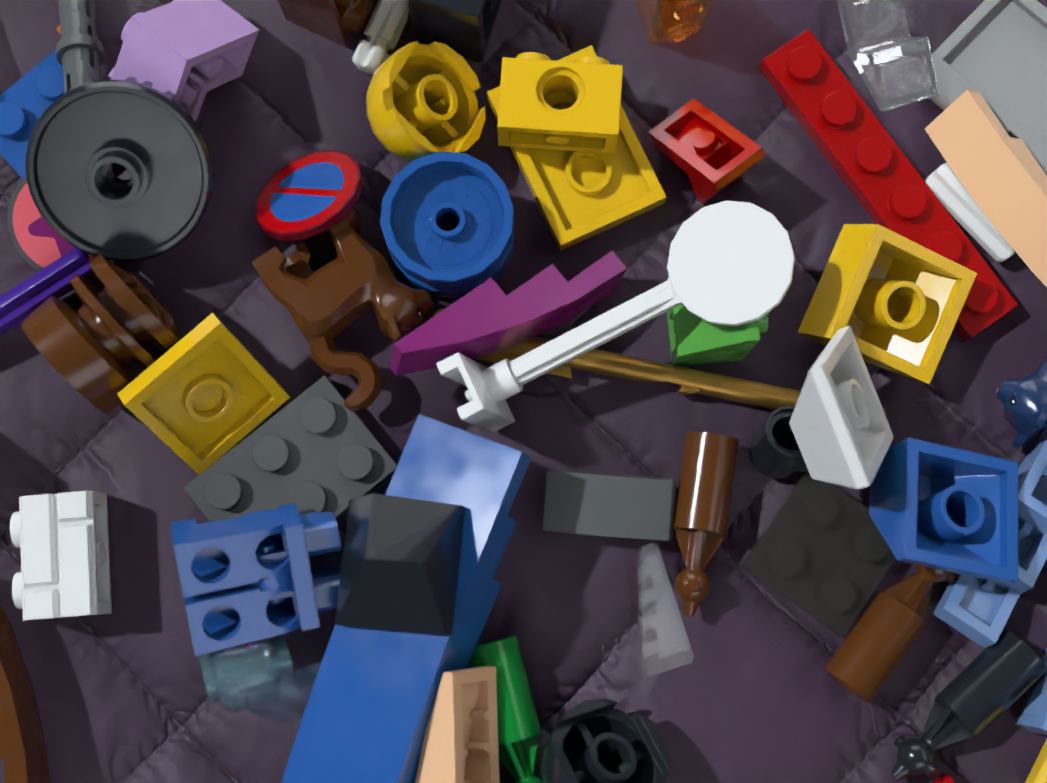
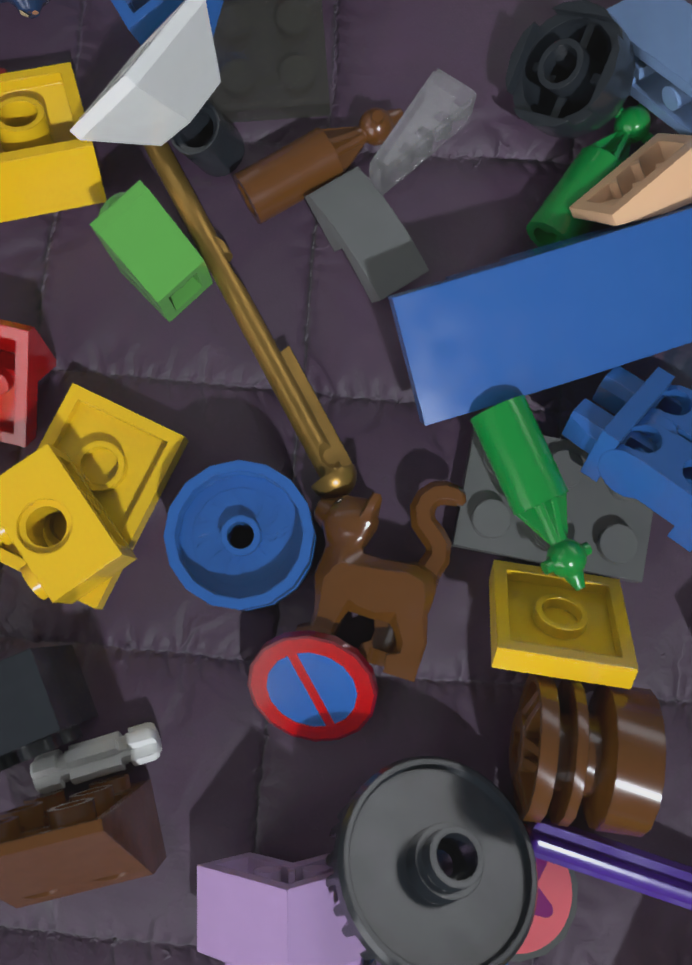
camera: 130 degrees left, 0 degrees up
(314, 455) = (532, 483): none -> green wheel
(400, 564) = (562, 330): black slope -> none
(424, 102) = (150, 649): yellow cylinder -> none
(492, 322) = (292, 429): magenta slope -> none
(723, 266) = (99, 255): white piece -> none

